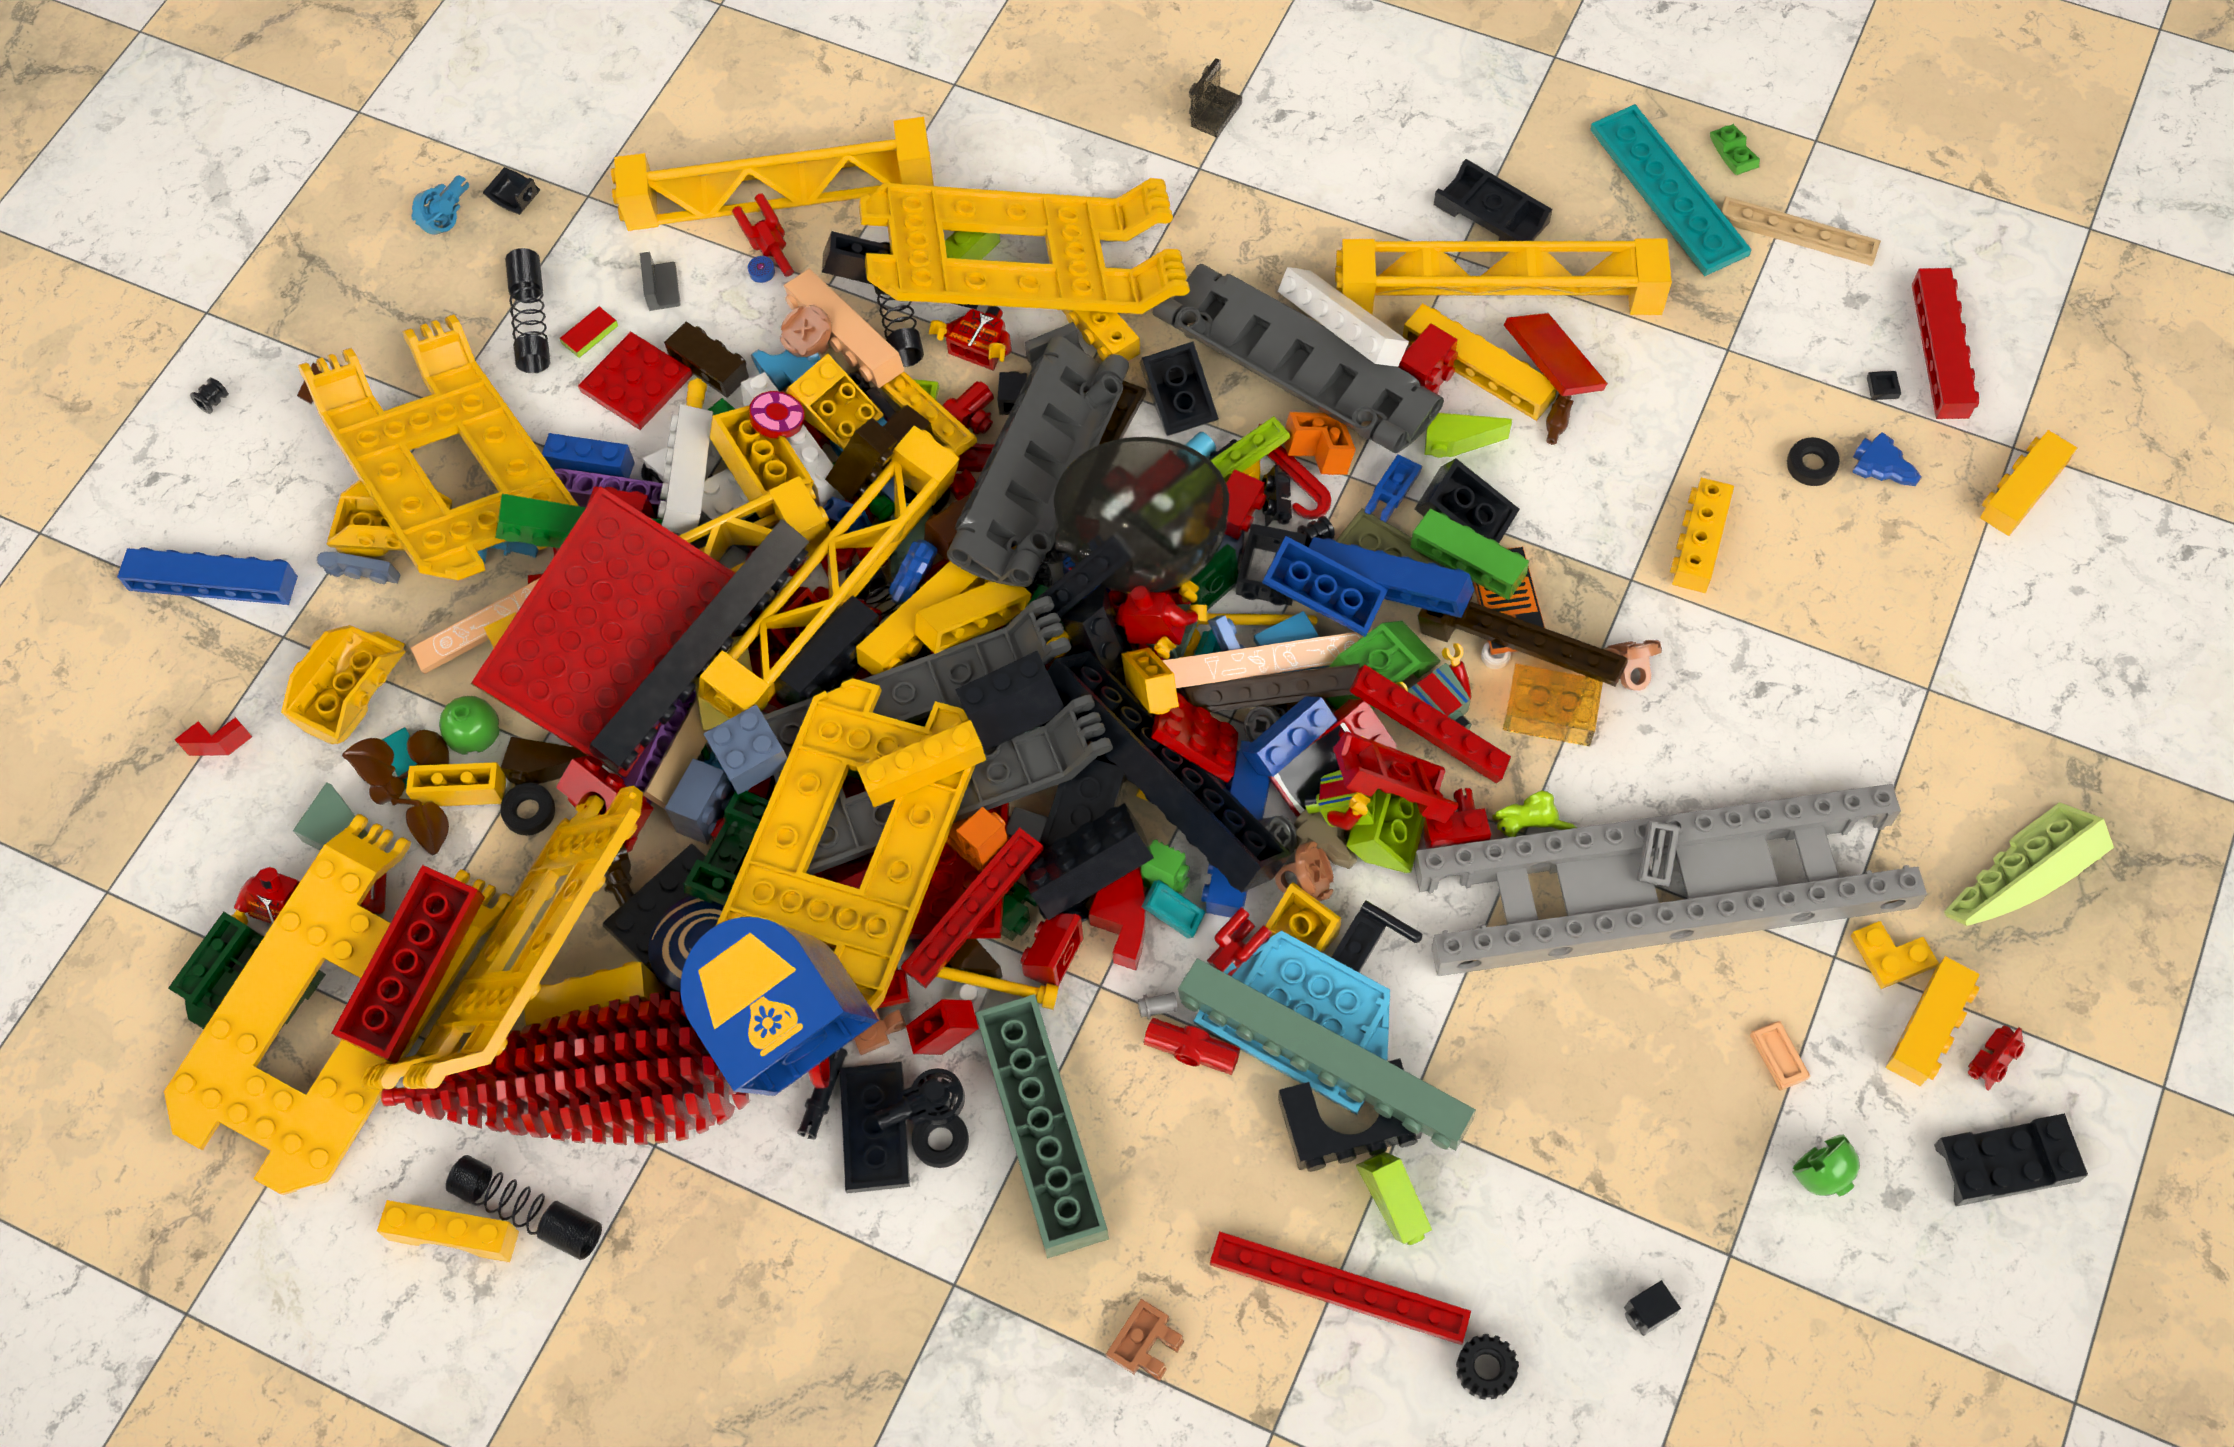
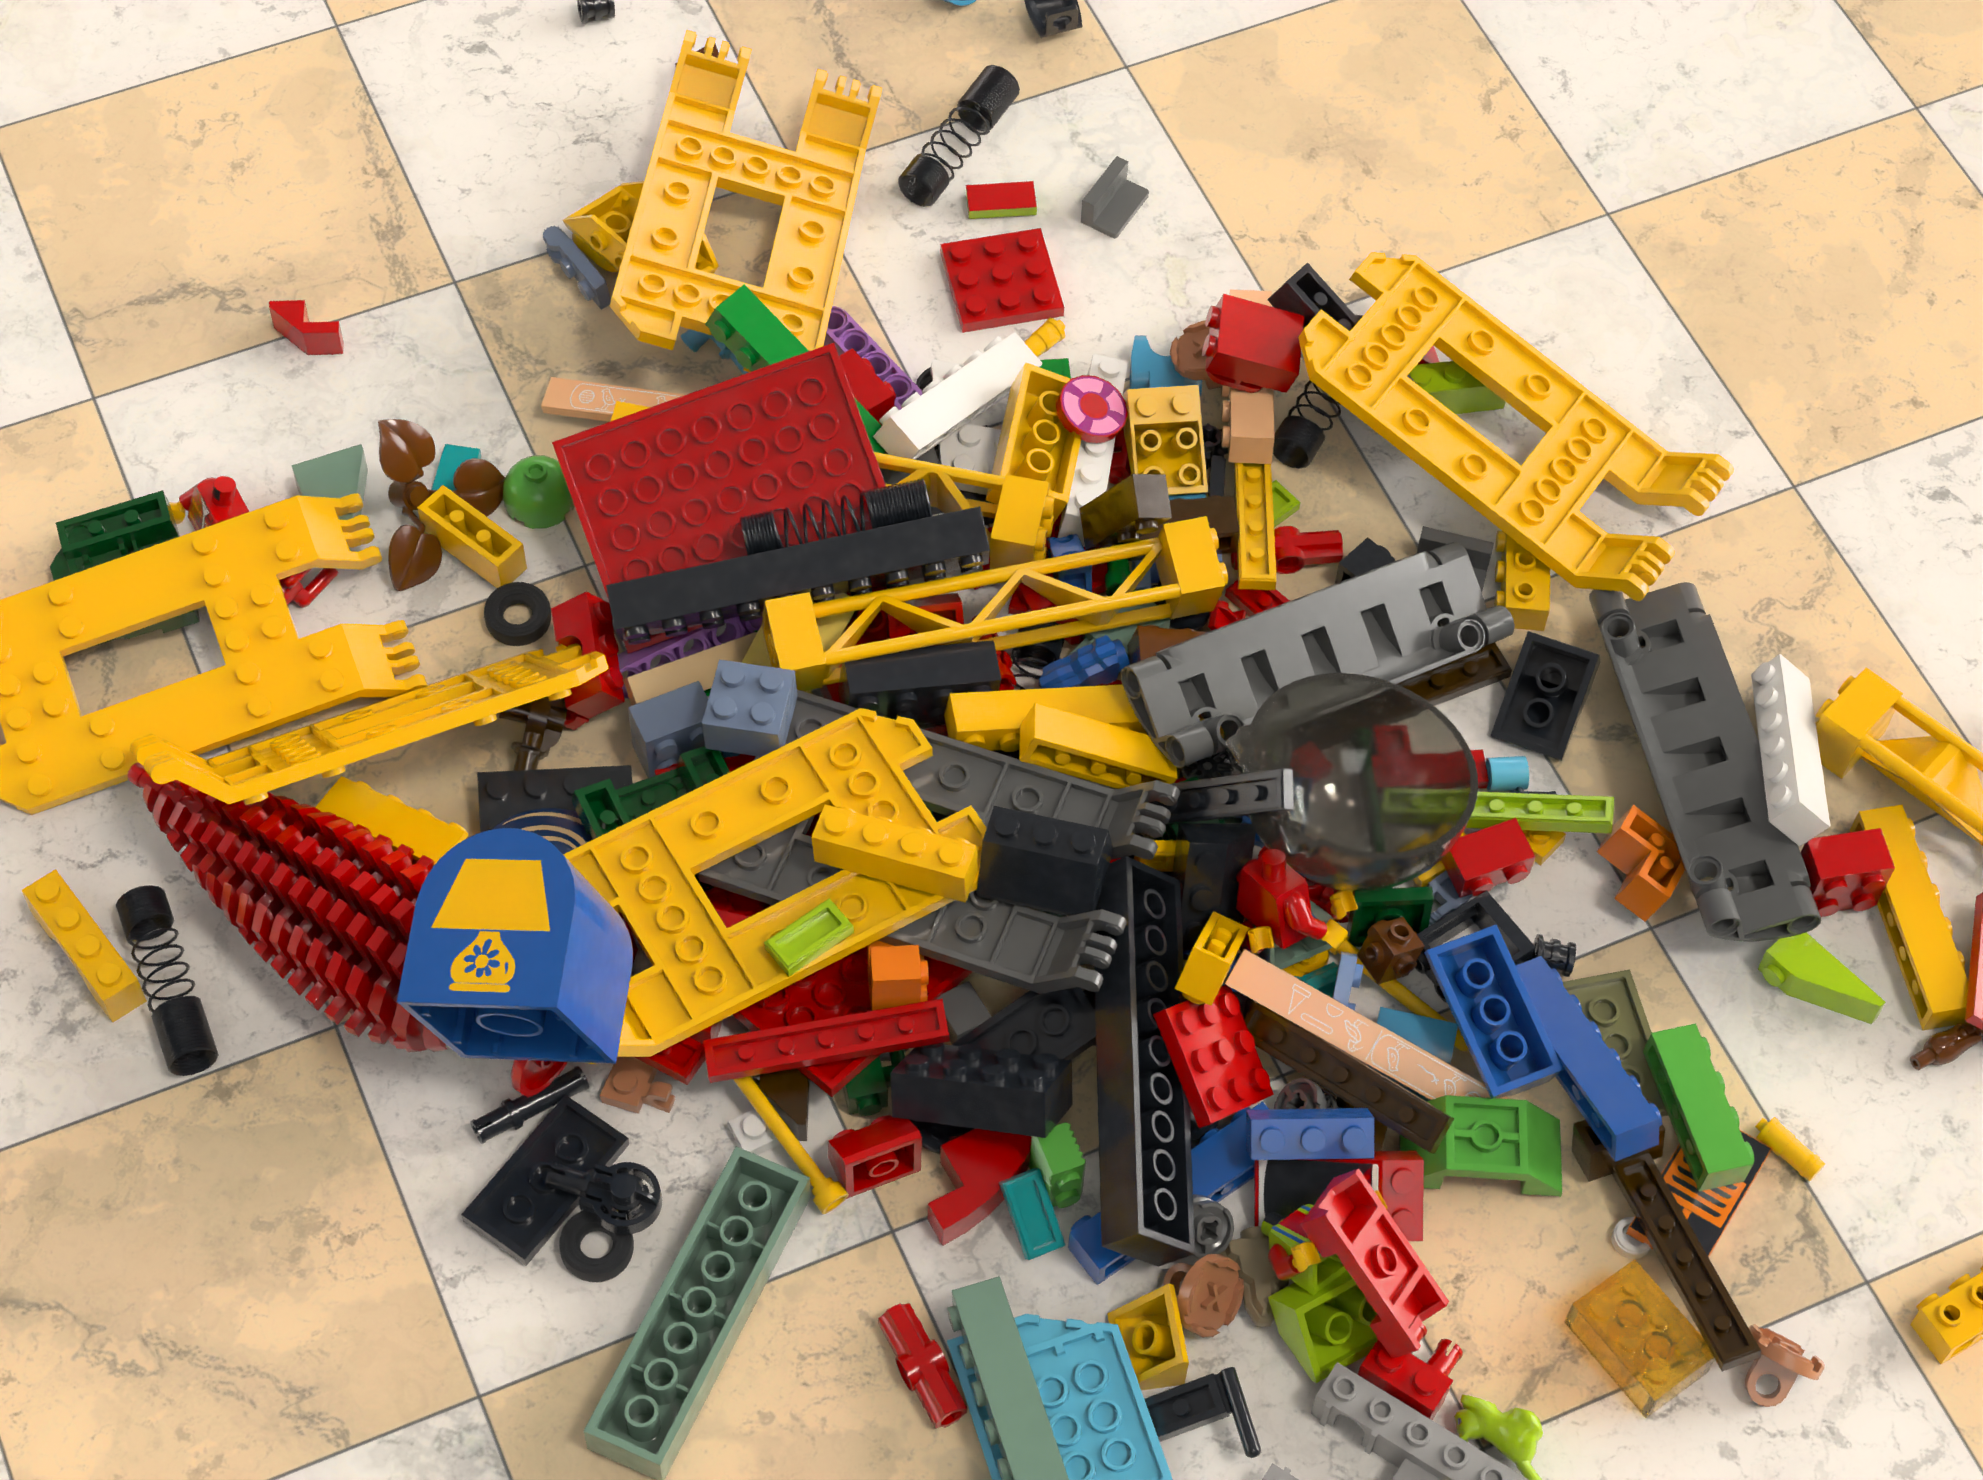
camera: 35 degrees right, 5 degrees down
(207, 576) = (440, 174): blue brick -> none
(337, 679) = (460, 355): yellow slope -> none
(408, 964) = (265, 665): red brick -> none
(536, 761) = (561, 570): dark brown slope -> none
(588, 455) = (883, 319): blue brick -> none
(707, 358) = (1089, 308): dark brown brick -> none
(719, 566) = (885, 507): none -> black piece
(761, 269) = (1228, 260): blue tile -> none
(766, 234) = (1263, 226): red plant -> none
(839, 305) = (1252, 345): none -> red brick
(889, 161) = (1348, 193): yellow piece -> none
(915, 854) = (809, 937): none -> lime tile
(942, 1027) = (693, 1135): red brick -> none
(976, 337) = (1380, 484): red torso -> none
(981, 422) = (1305, 575): red plate -> none
(1157, 1005) = (926, 1295): light grey pin -> none
(1211, 104) = (1868, 423): clear smoke bracket -> none
(1230, 942) = (1062, 1307): red plant -> none
(1231, 598) = (1390, 950): none -> reddish brown brick
(1276, 486) = (1535, 894): black hinge -> none
(1305, 481) = (1594, 895): red piece -> none
(1394, 486) = (1685, 973): blue hinge -> none
(1430, 723) = (1477, 1246): red plate -> none
(1446, 688) = (1517, 1229): torso -> none
(1468, 501) = (1752, 1056): black slope -> none
(1531, 539) = (1789, 1148): none -> yellow piece

